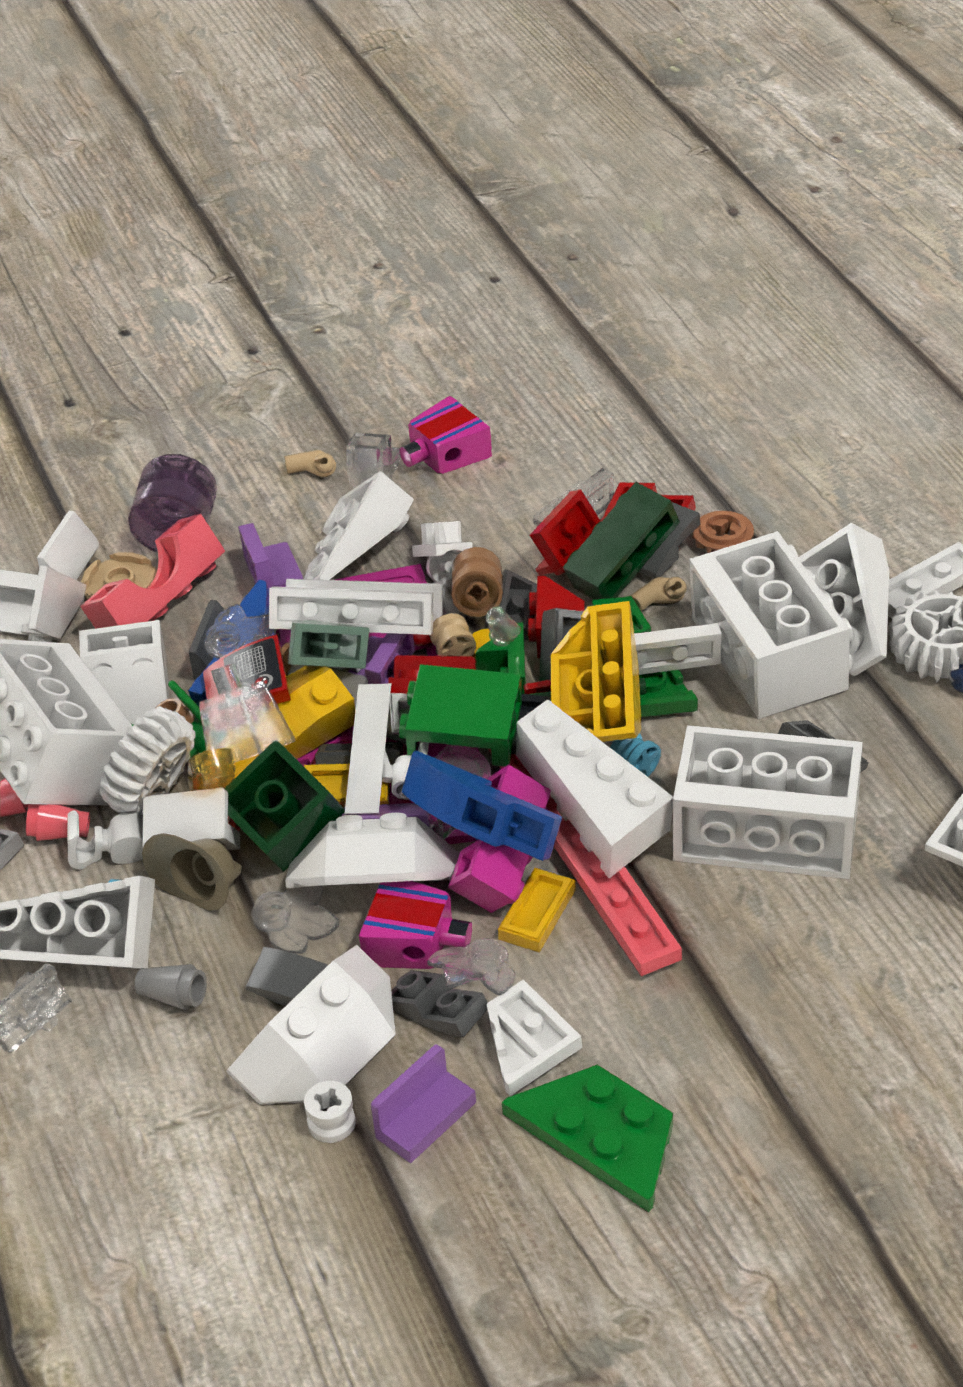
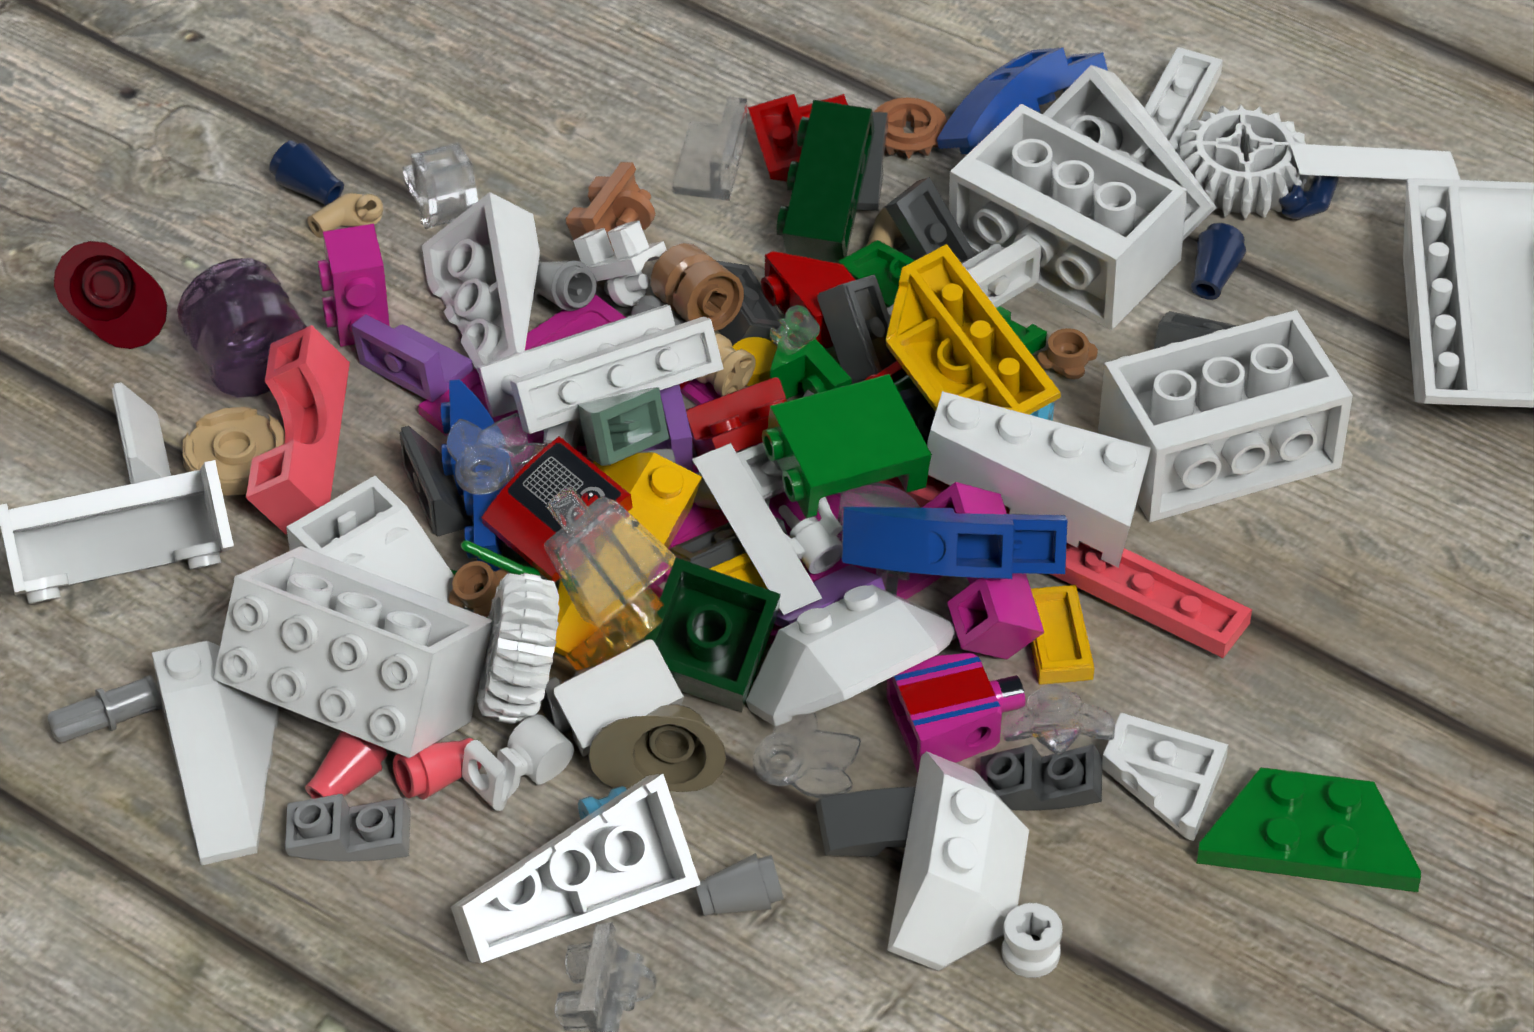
camera: 35 degrees left, 5 degrees up
(119, 457) = (110, 294): none -> dark red piece
(263, 499) = (354, 278): none -> dark pink brick
(304, 427) = (303, 171): none -> dark blue cone
(405, 556) = (565, 283): none -> light grey cone
(420, 1105) = (1124, 895): medium lavender panel -> none
(447, 438) = (498, 119): dark pink torso -> none
(478, 514) = (613, 203): none -> nougat hips
(564, 532) = (750, 194): red bracket -> none
(667, 597) = (927, 222): none -> dark grey slope
(706, 715) = (1068, 353): none -> medium nougat plate
(809, 527) = (1023, 80): none -> blue slope
(870, 695) = (1217, 257): none -> dark blue cone

